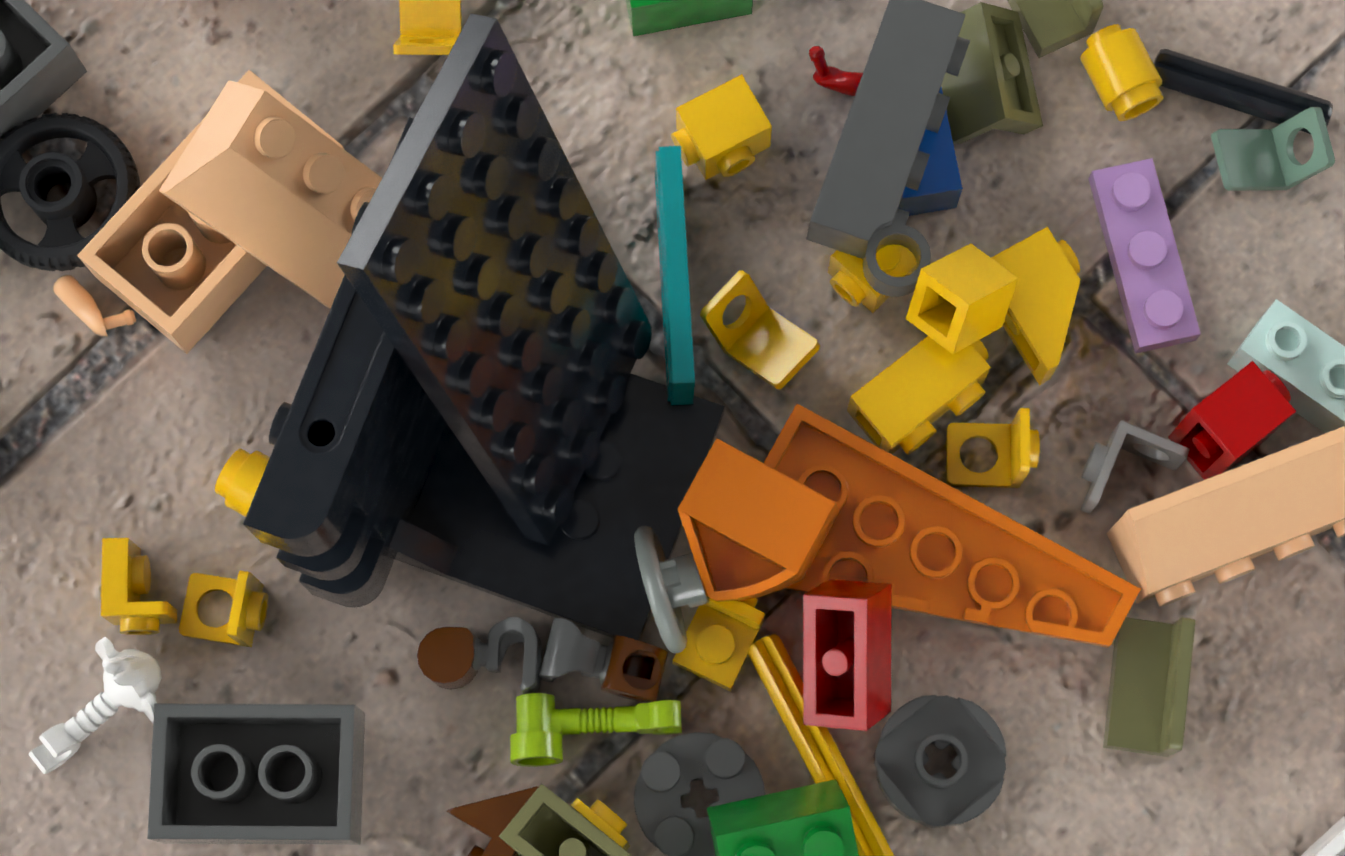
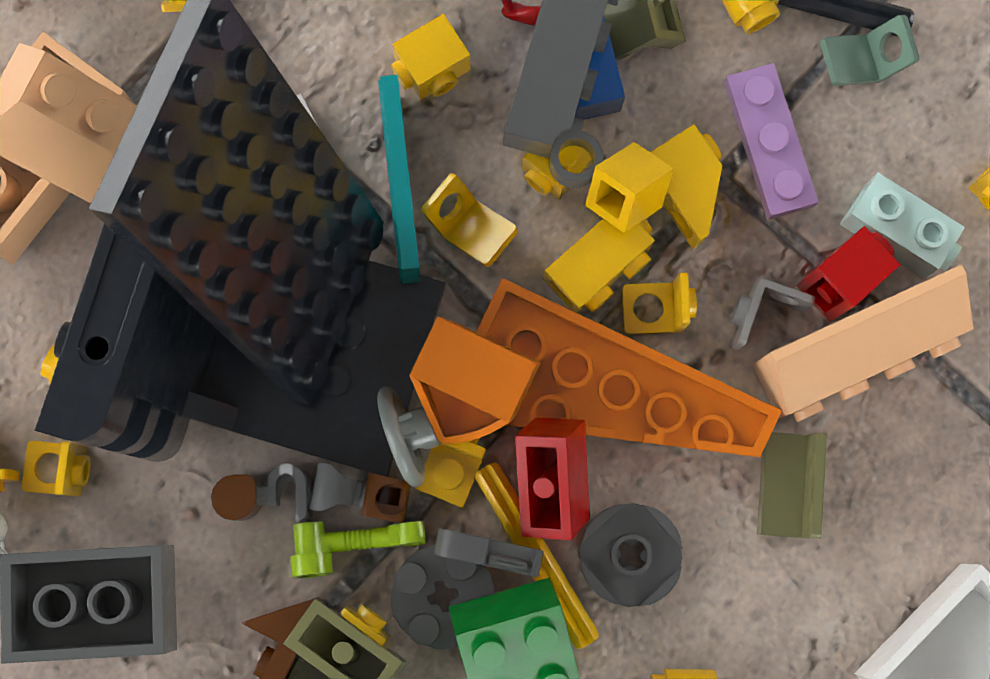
camera: 10 degrees left, 5 degrees up
(761, 741) = (488, 552): none -> dark grey piece

